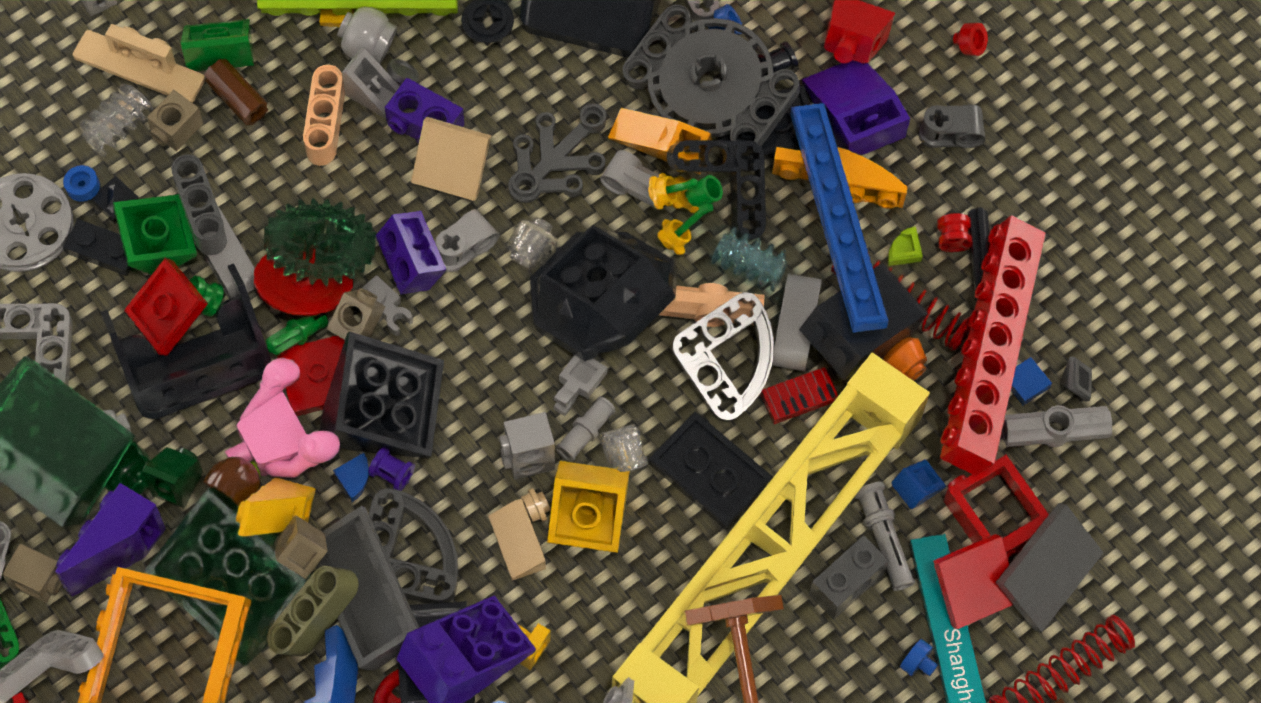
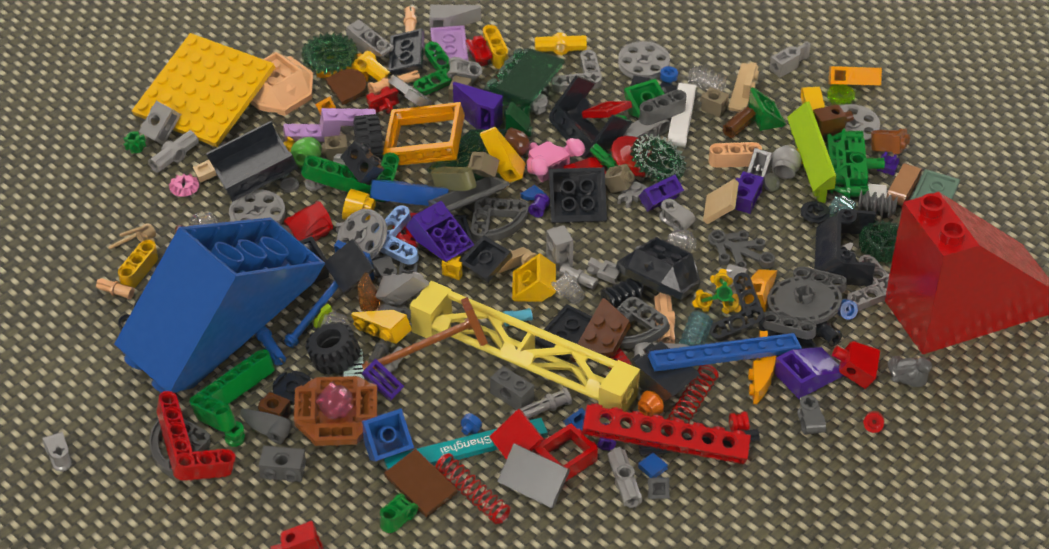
camera: 85 degrees right, 20 degrees down
(233, 192) = (680, 123): none -> white beam
(535, 580) = (485, 259): none -> black plate
(647, 366) = (620, 292): none -> black piece
(669, 554) = (523, 315): none -> medium azure pin
(741, 407) = (605, 330): none -> reddish brown wing
(905, 248) = (725, 405): lime tile -> none

